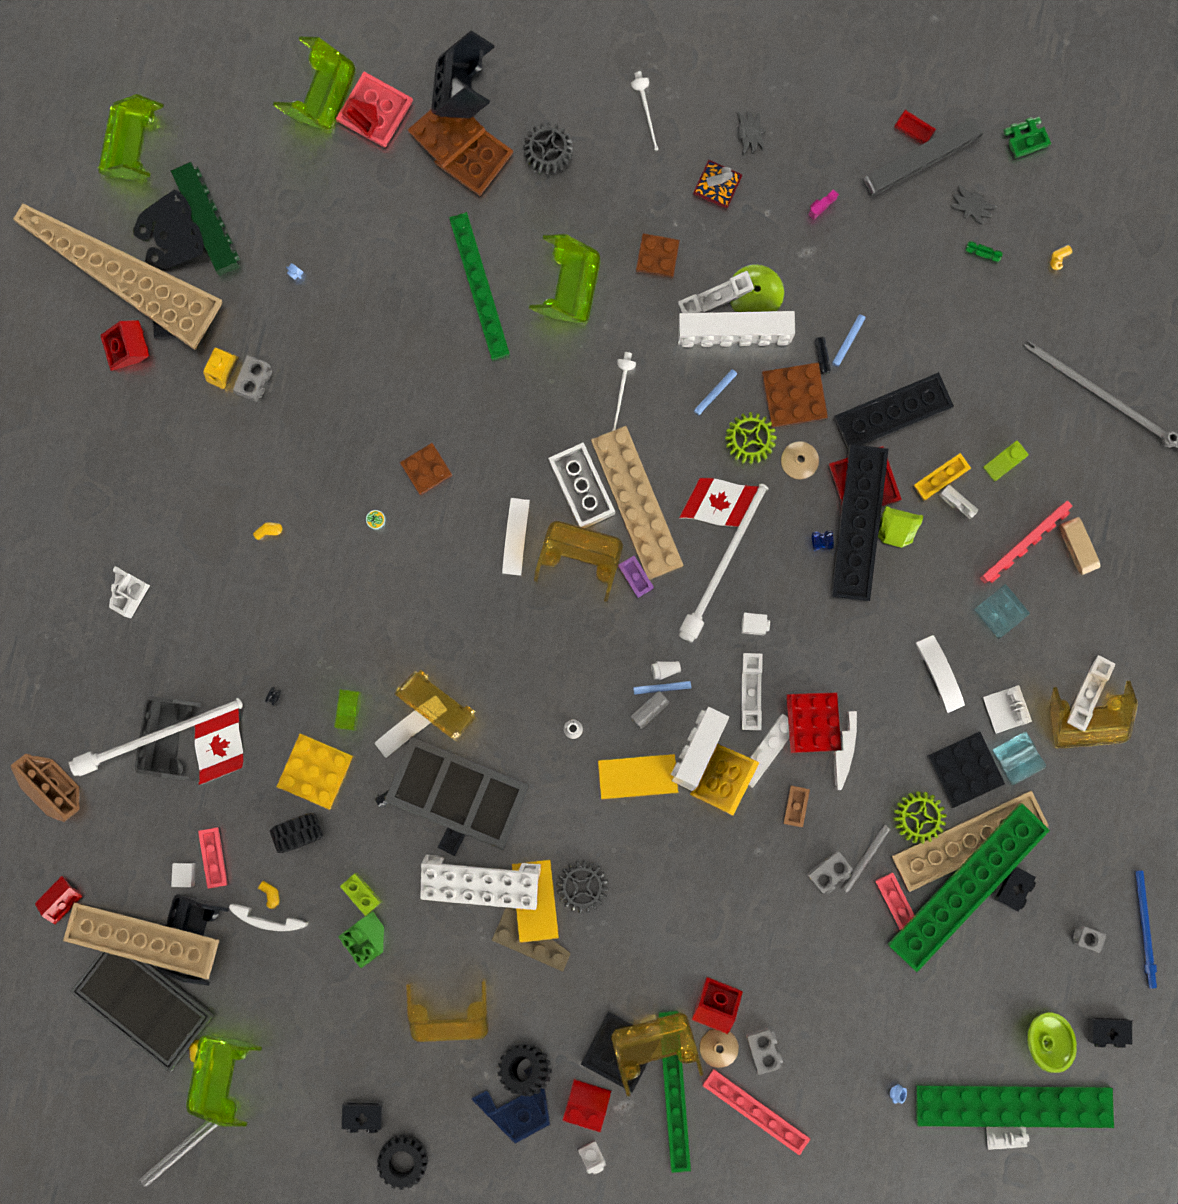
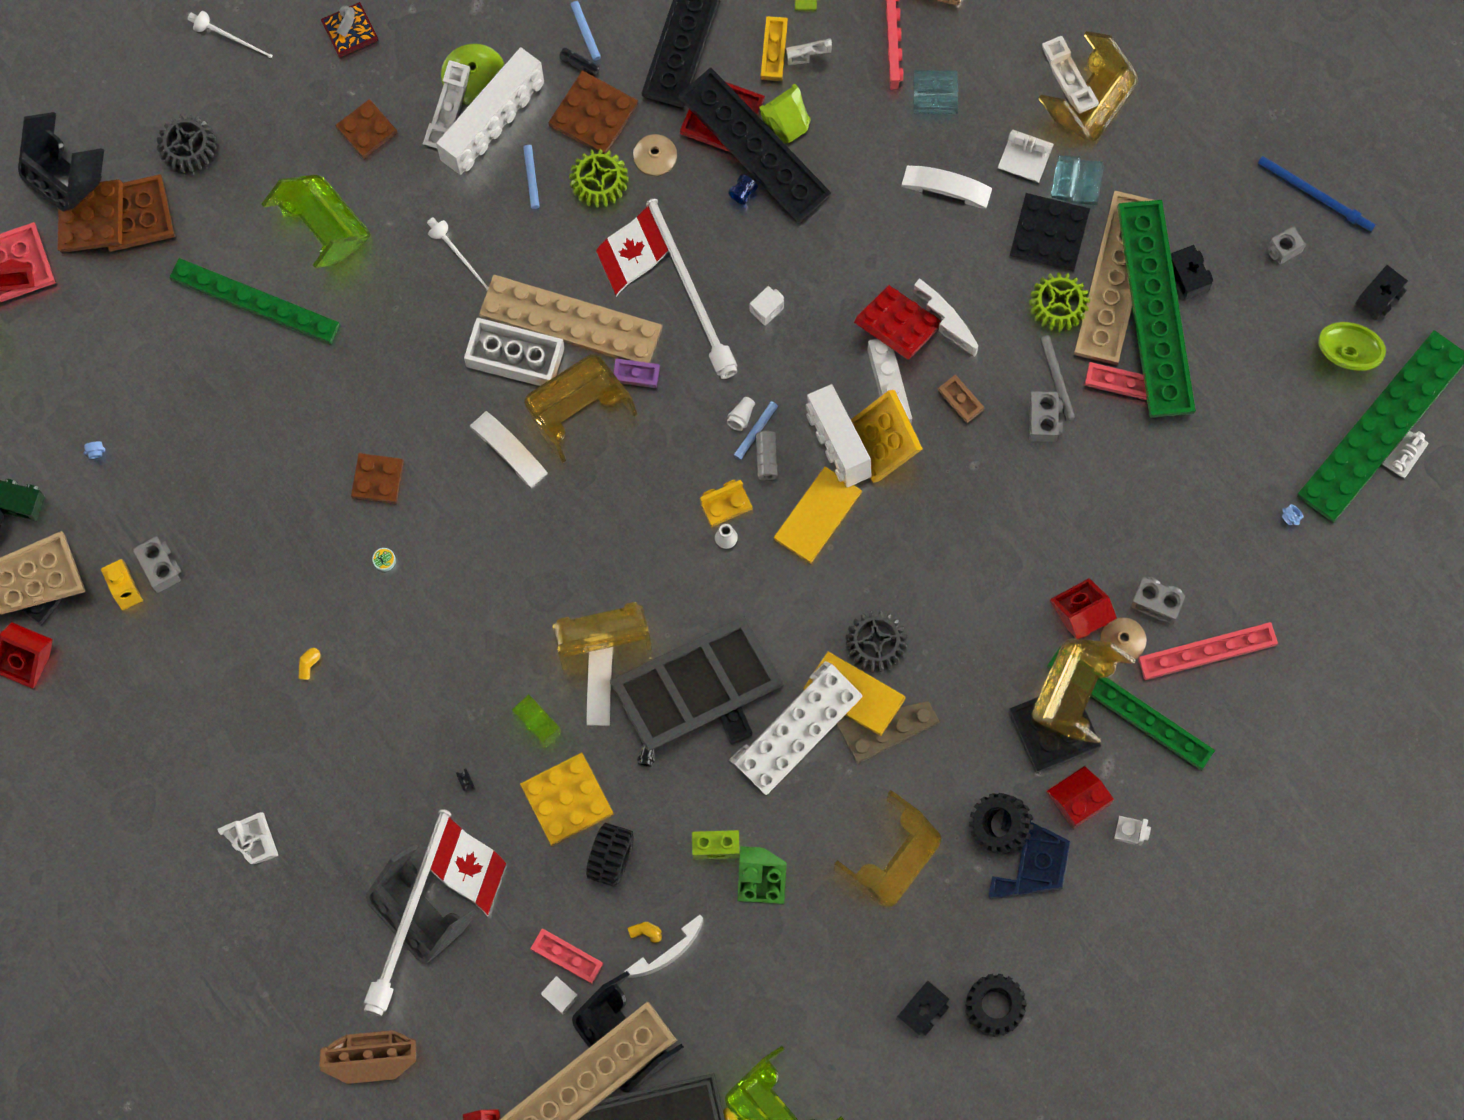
camera: 45 degrees left, 10 degrees down
(595, 710) = (725, 502): none -> yellow bracket
(751, 692) = (824, 356): white slope -> none

